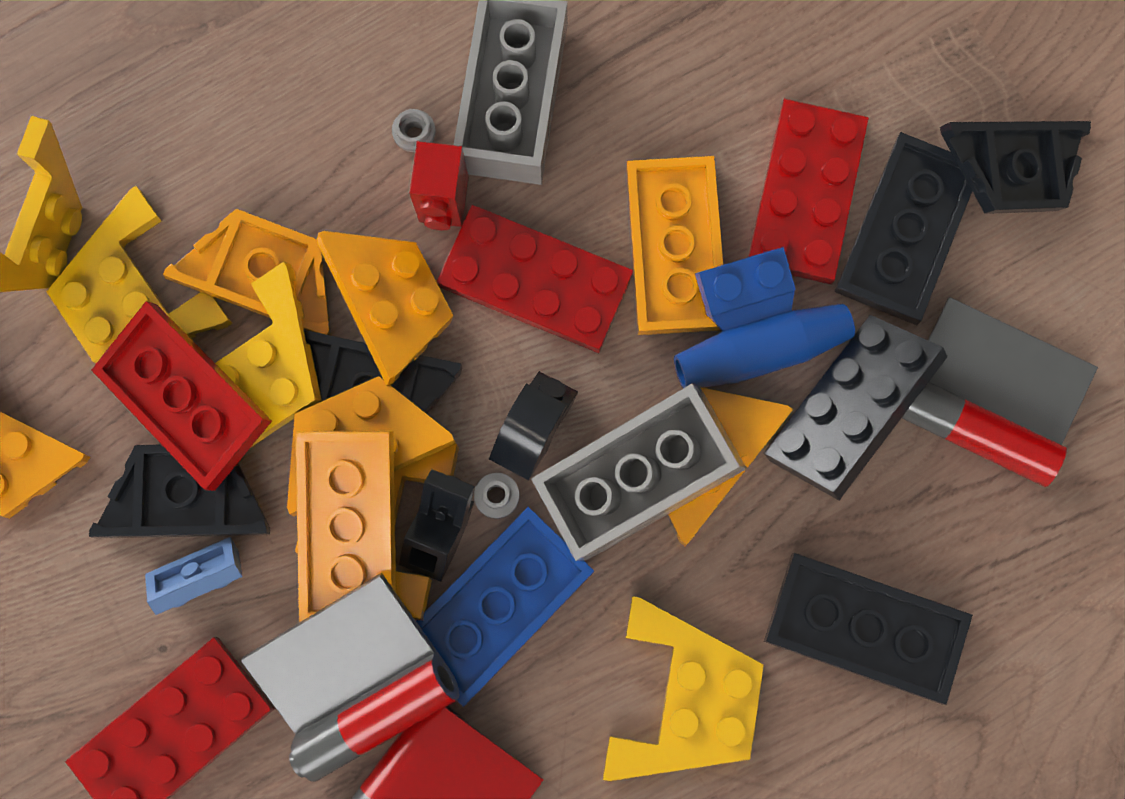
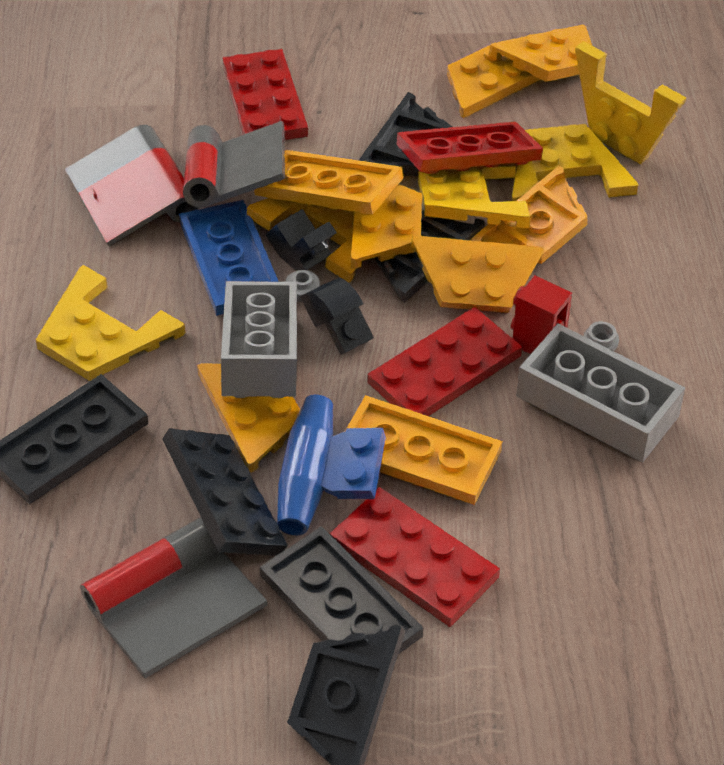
camera: 115 degrees right, 30 degrees down
(193, 576) = (351, 128): medium blue plate -> none

